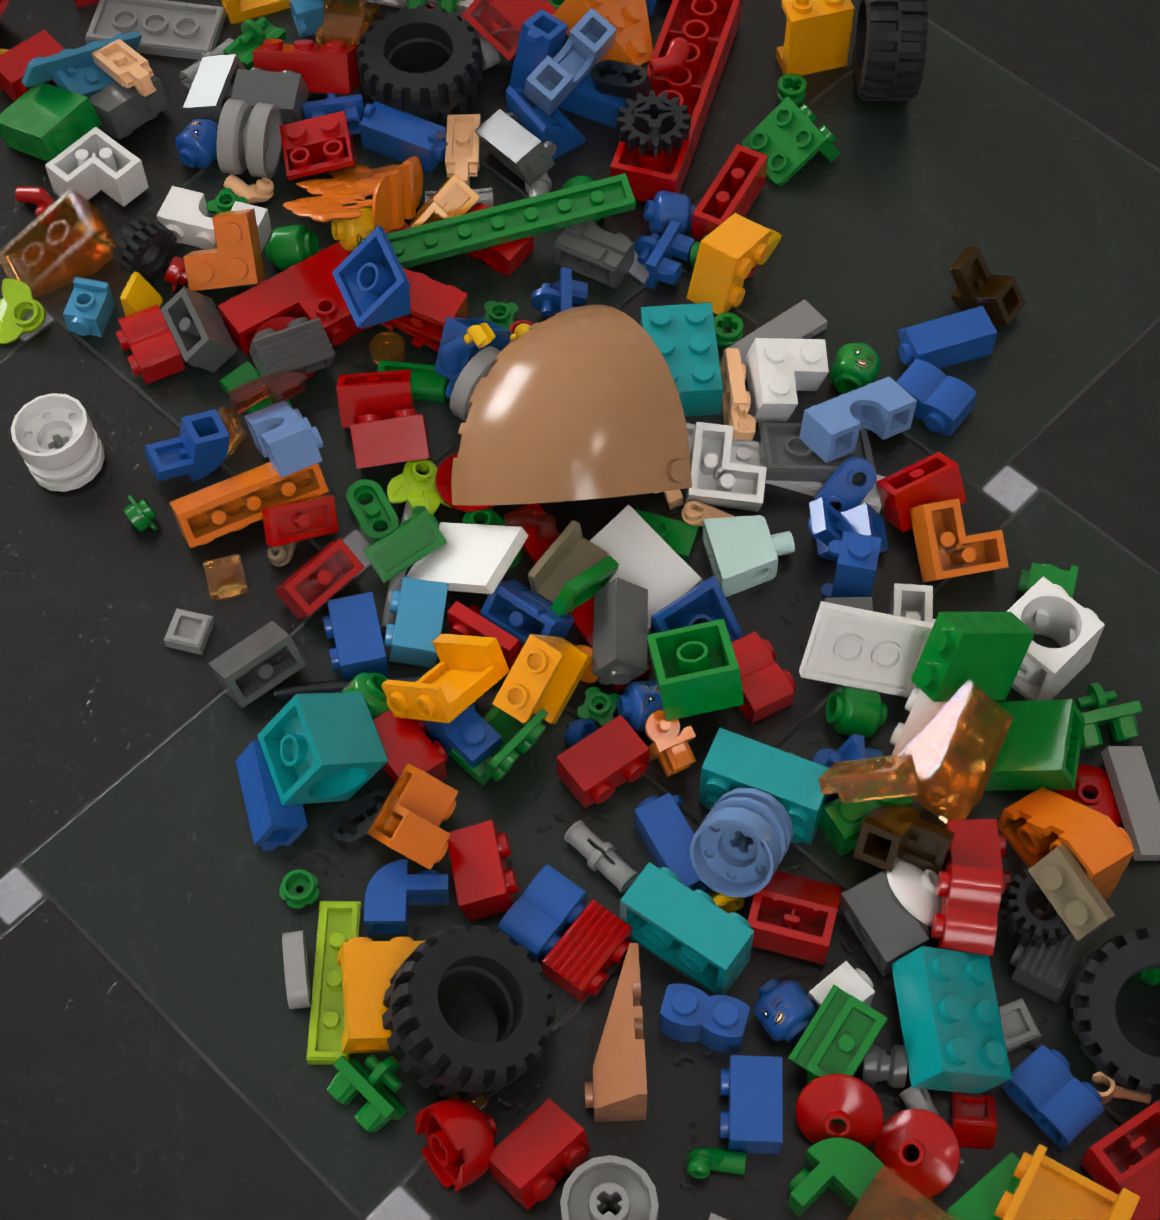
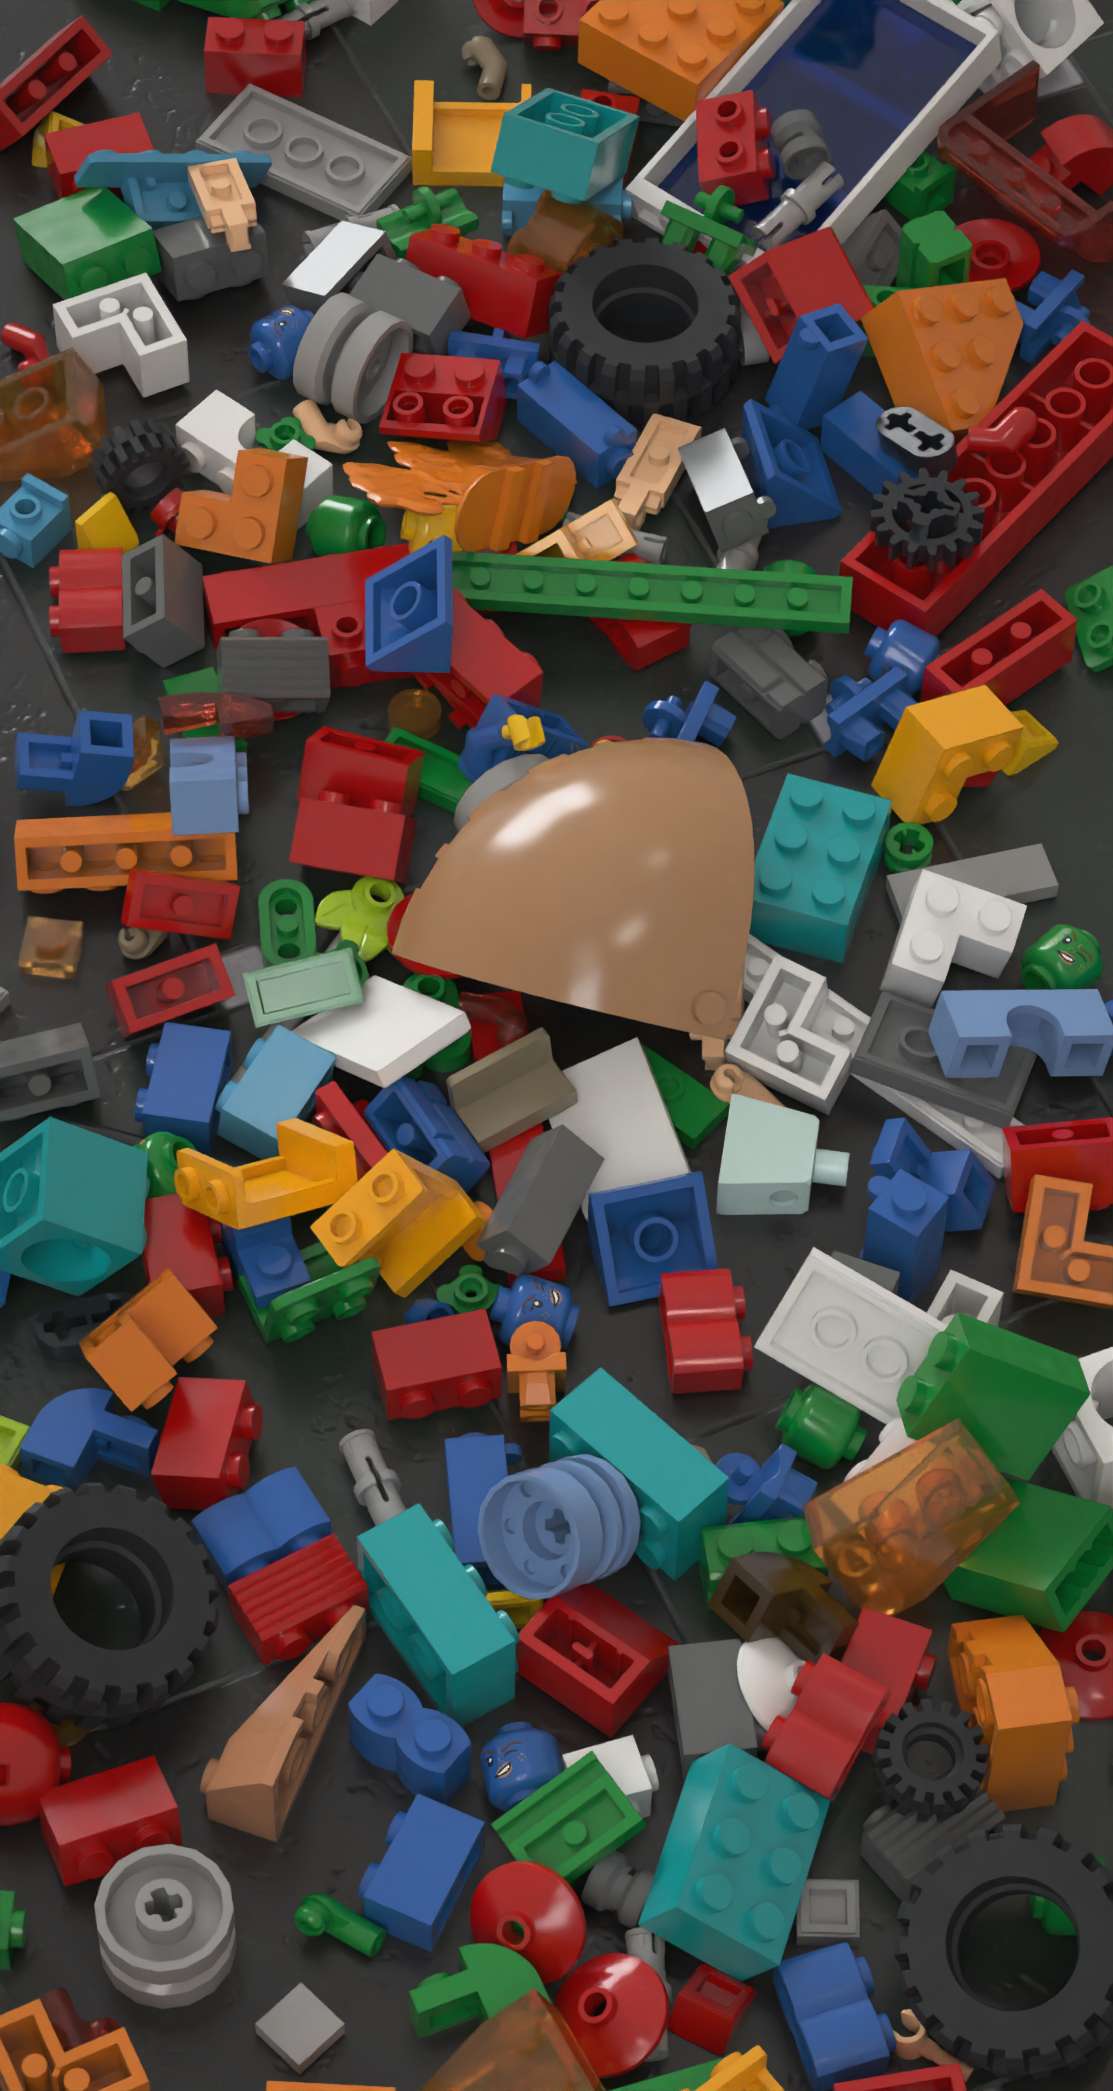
camera: 20 degrees right, 5 degrees down
(507, 311) = (594, 719): green plate -> none
(582, 51) = (821, 411): medium blue arch -> none
(583, 586) = (517, 1122): green tile -> none
(695, 669) = (606, 1282): green brick -> none
(735, 398) = (867, 948): light nougat hinge -> none
(842, 489) = (952, 1122): blue plate -> none
(872, 778) = (767, 1504): clear orange bracket -> none
(1071, 892) = (965, 1748): dark tan plate -> none

